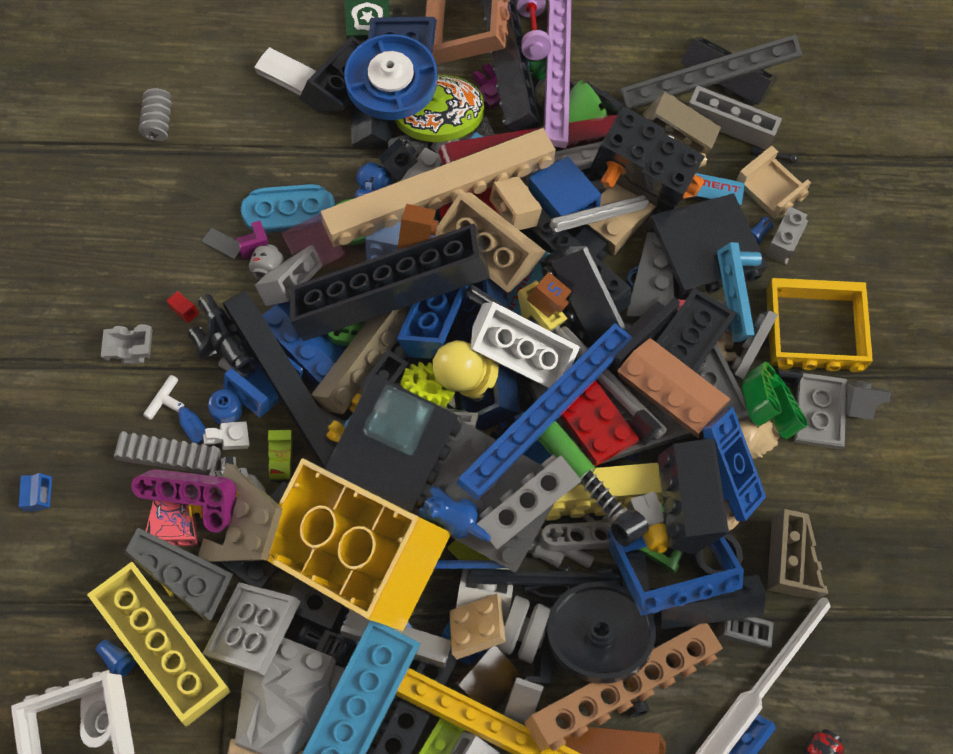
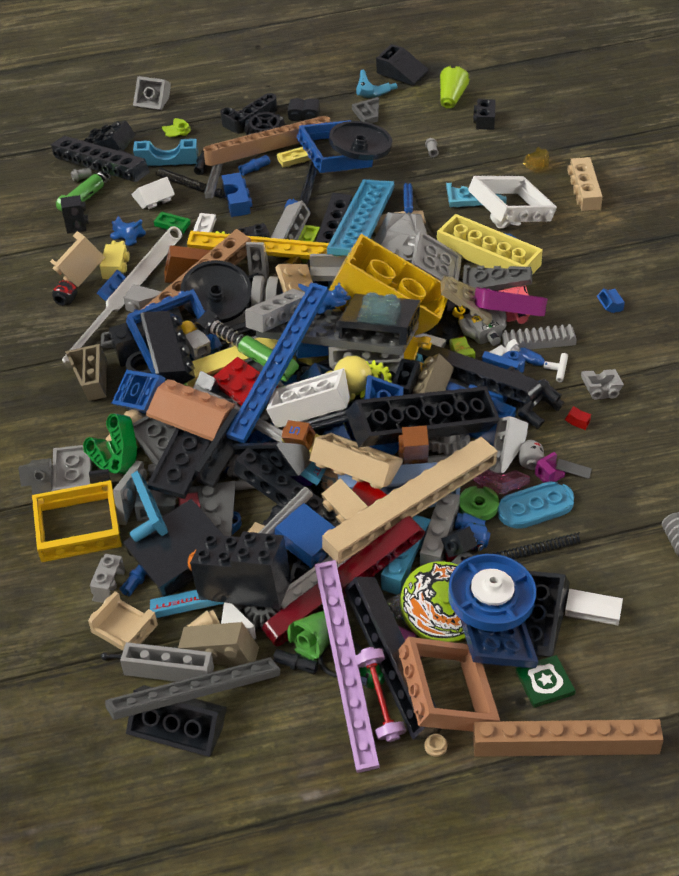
camera: 175 degrees right, 20 degrees down
(324, 155) = (543, 546): none -> black piece
(706, 695) = (139, 297): none -> light grey slope

